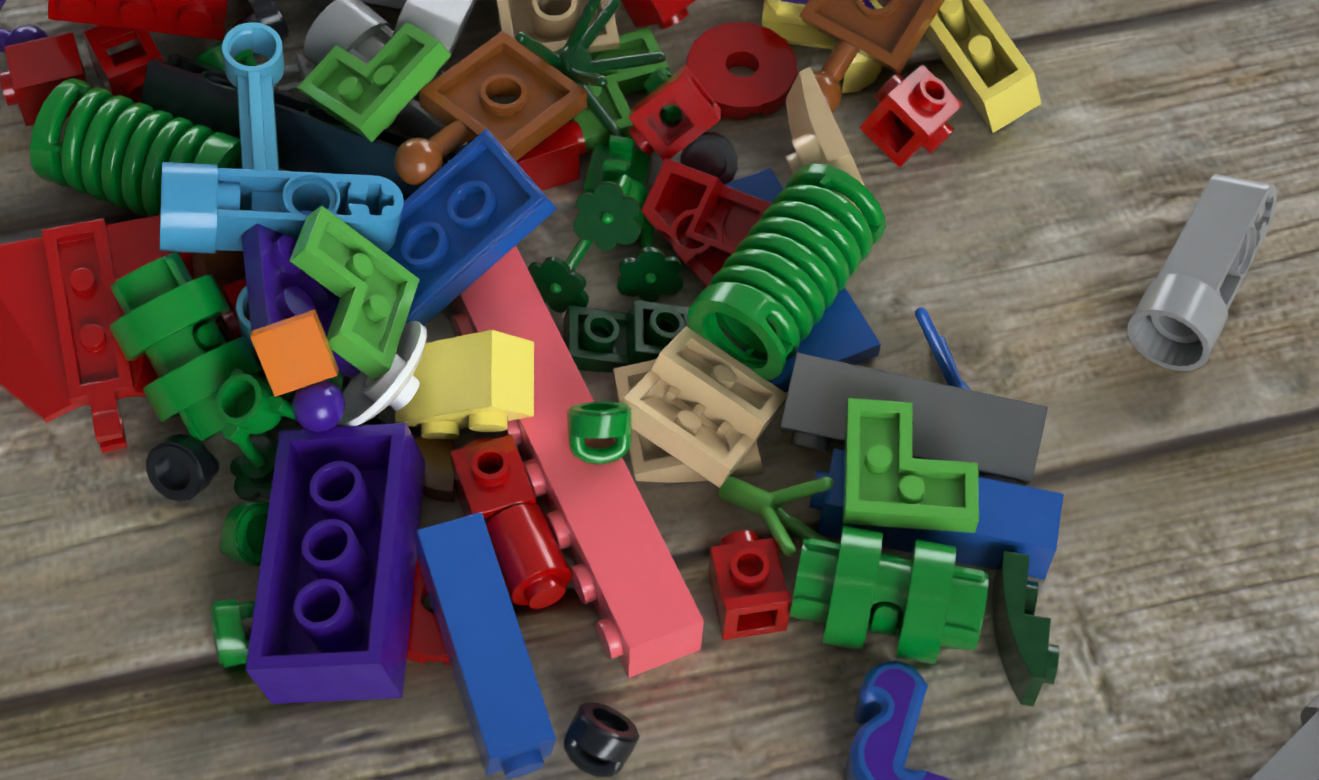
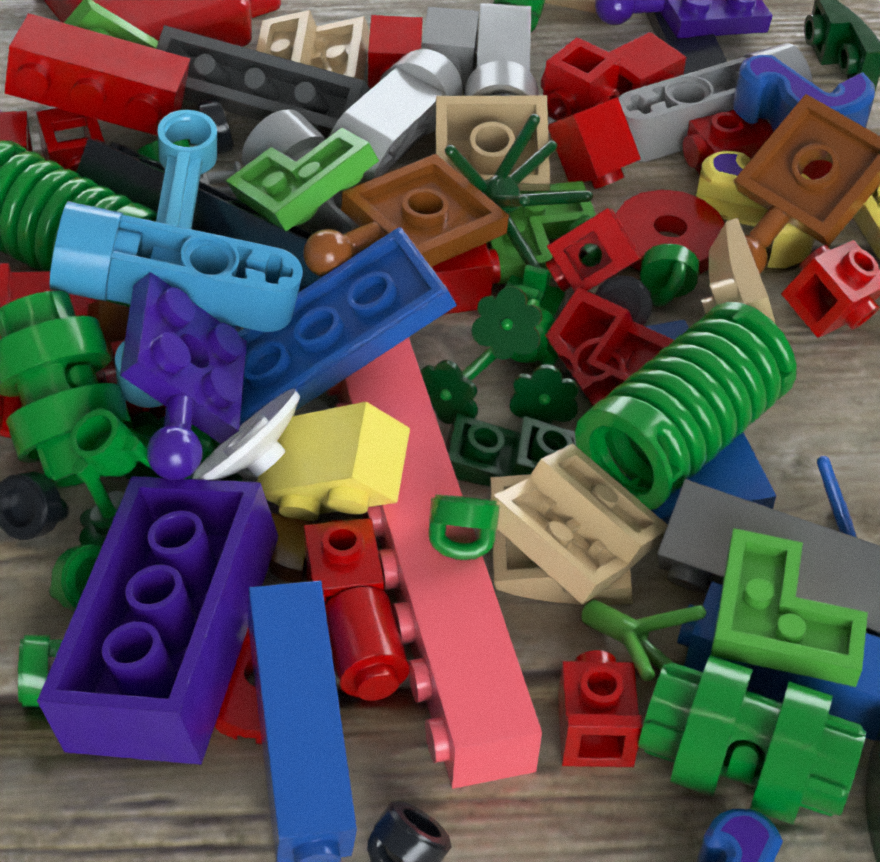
camera: 10 degrees right, 10 degrees down
(294, 353) = (158, 393): orange tile -> none
(371, 290) = (251, 347): bright green plate -> none
(748, 119) = (669, 272): none -> green tile

